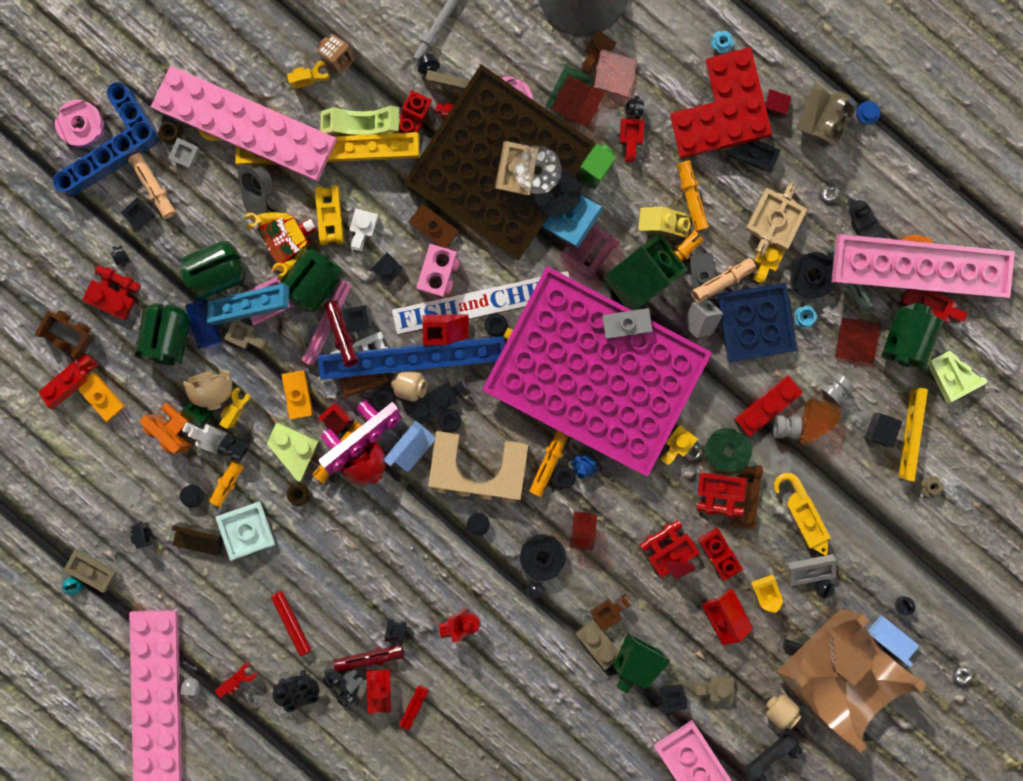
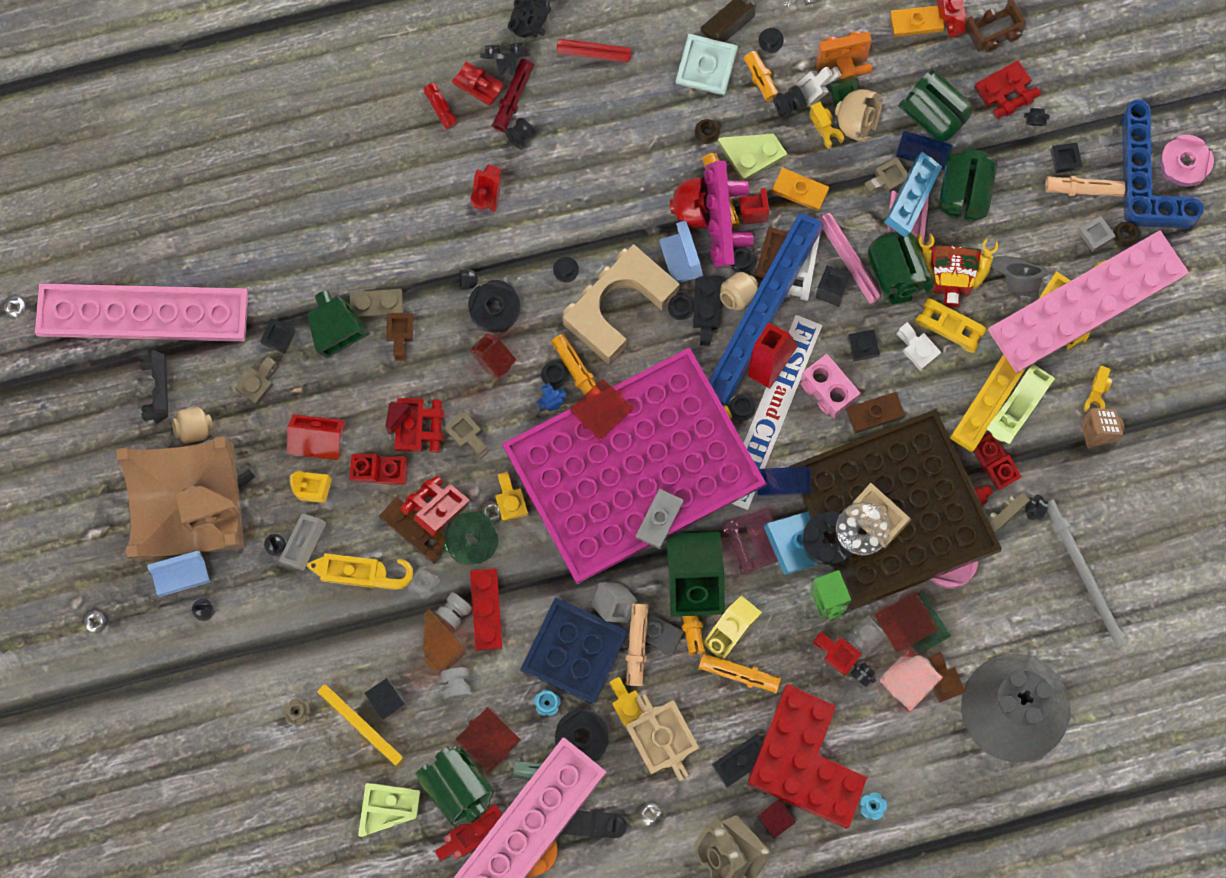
camera: 125 degrees right, 15 degrees down
(343, 340) = (803, 248): dark red pin -> none
(532, 255) = (785, 481): none -> clear blue tile
(573, 421) = (601, 409): none -> clear red piece
(652, 511) = (465, 432): none -> dark tan plate

